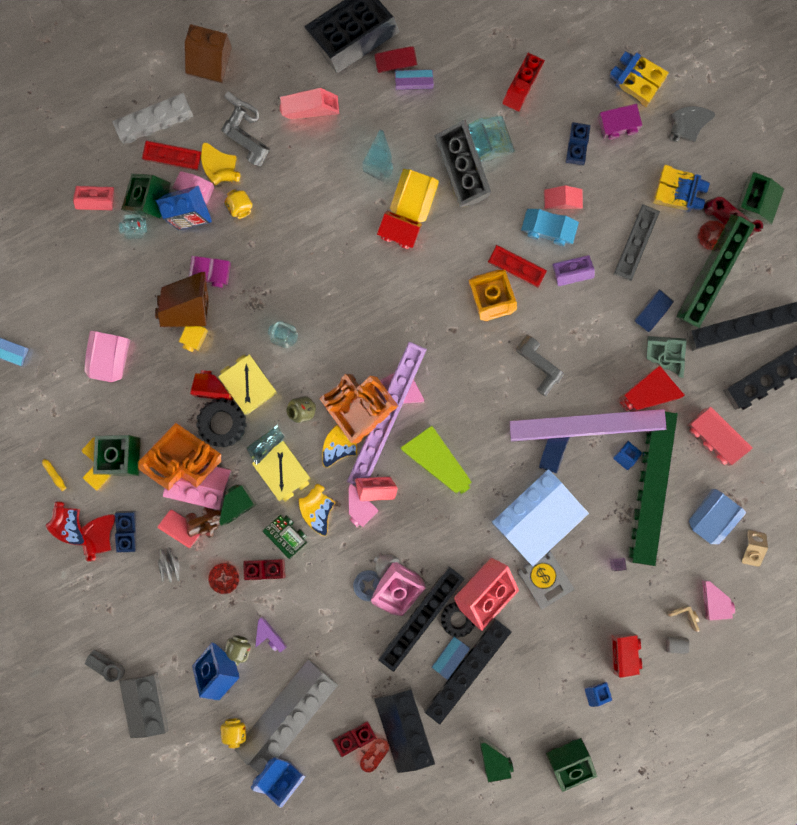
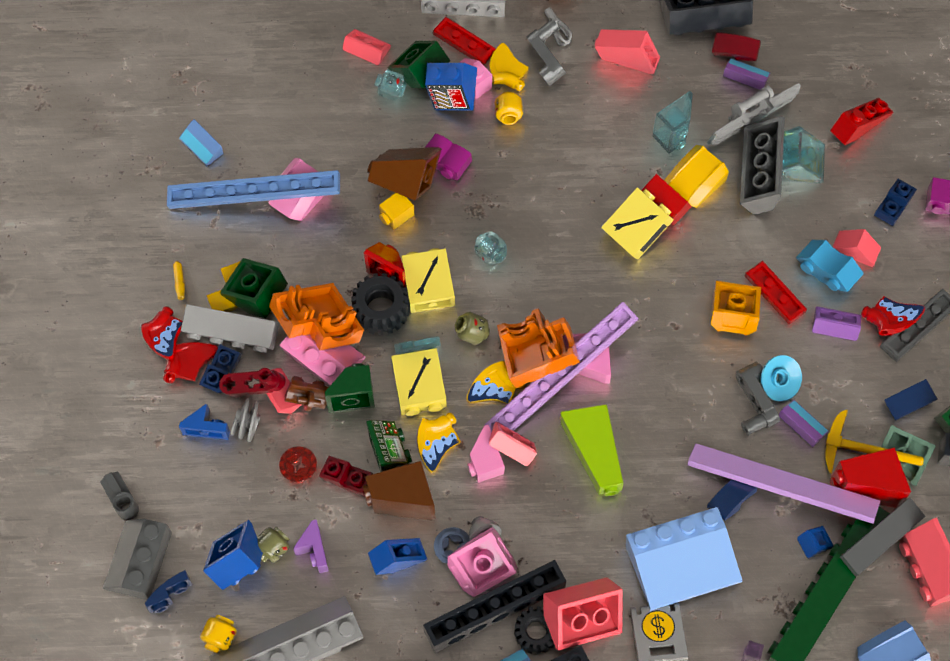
camera: 30 degrees right, 20 degrees down
(73, 375) = (253, 189): none -> medium blue plate
(115, 498) = (229, 327): none -> light grey brick
(134, 584) = (199, 425): none -> blue slope
(152, 542) = (270, 378): none -> dark red beam
(178, 725) = (161, 598): none -> dark blue slope
(313, 567) = (400, 493): none -> reddish brown slope
(332, 613) = (396, 555): none -> blue slope
(388, 261) = (638, 222): none -> light yellow brick
(438, 110) = (760, 106): none -> light grey piece
(557, 340) = (789, 378): none -> medium azure dish
(582, 365) = (803, 423): none -> medium lavender slope
(611, 369) = (835, 441): none -> yellow piece
(614, 246) = (892, 316): none -> red arm
(676, 435) = (882, 536): none -> dark grey tile

